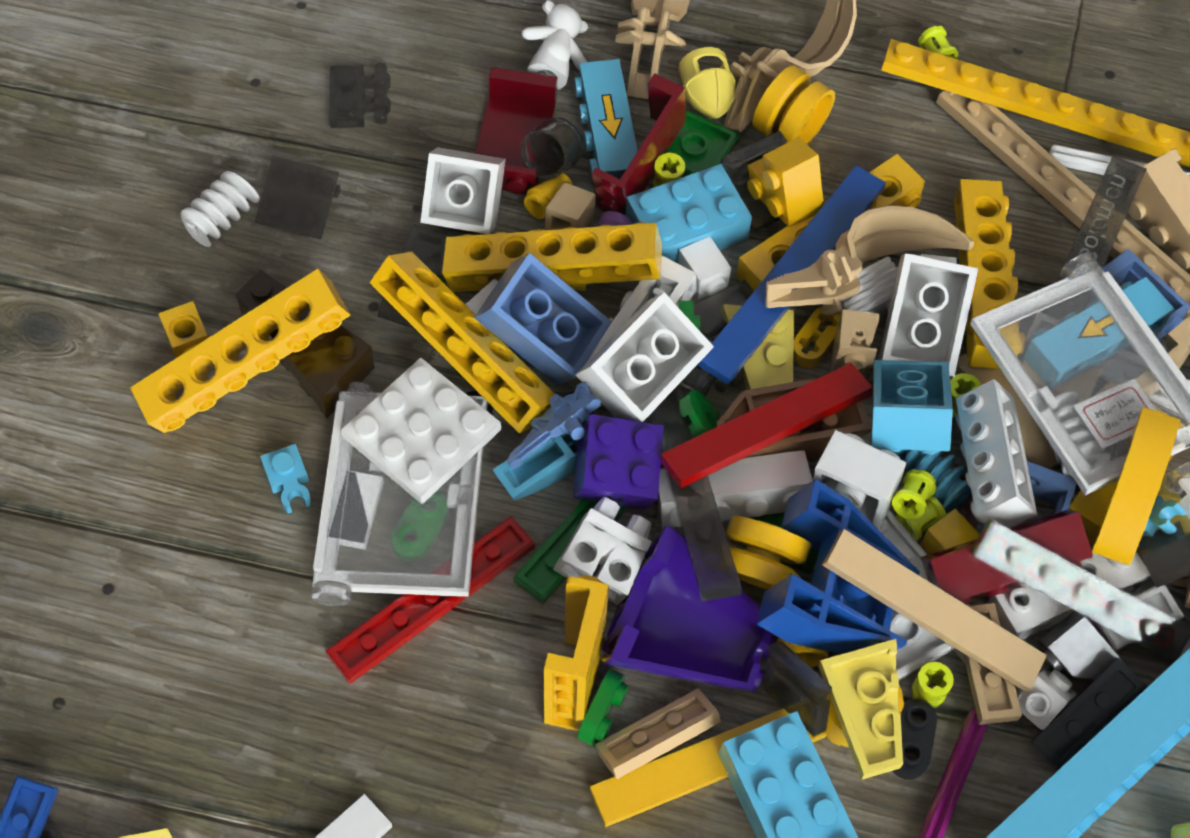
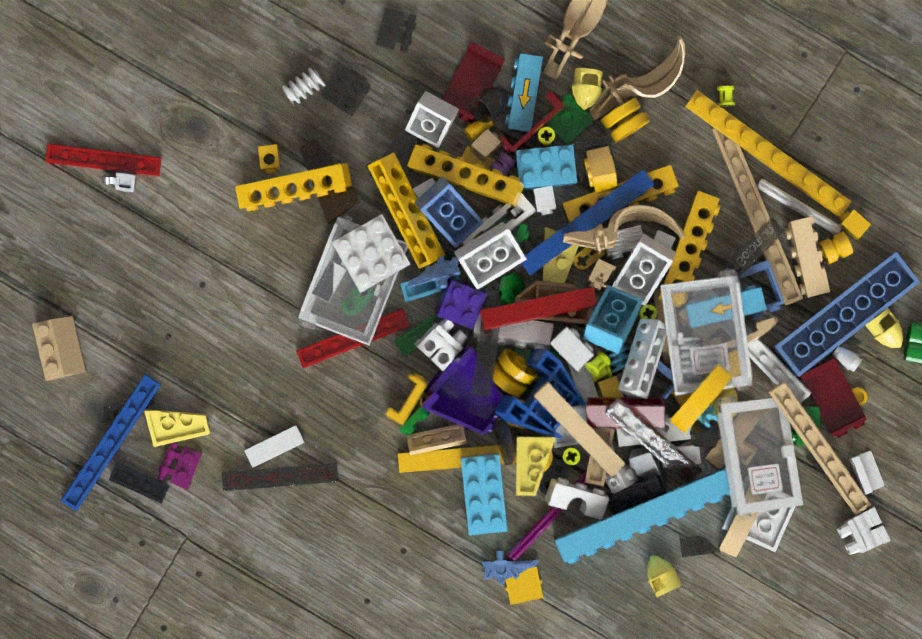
camera: 20 degrees right, 25 degrees up
(286, 474) = (300, 249): medium azure plate -> none
(558, 45) = (513, 32): white piece -> none
(948, 753) = (562, 492): none -> white arch

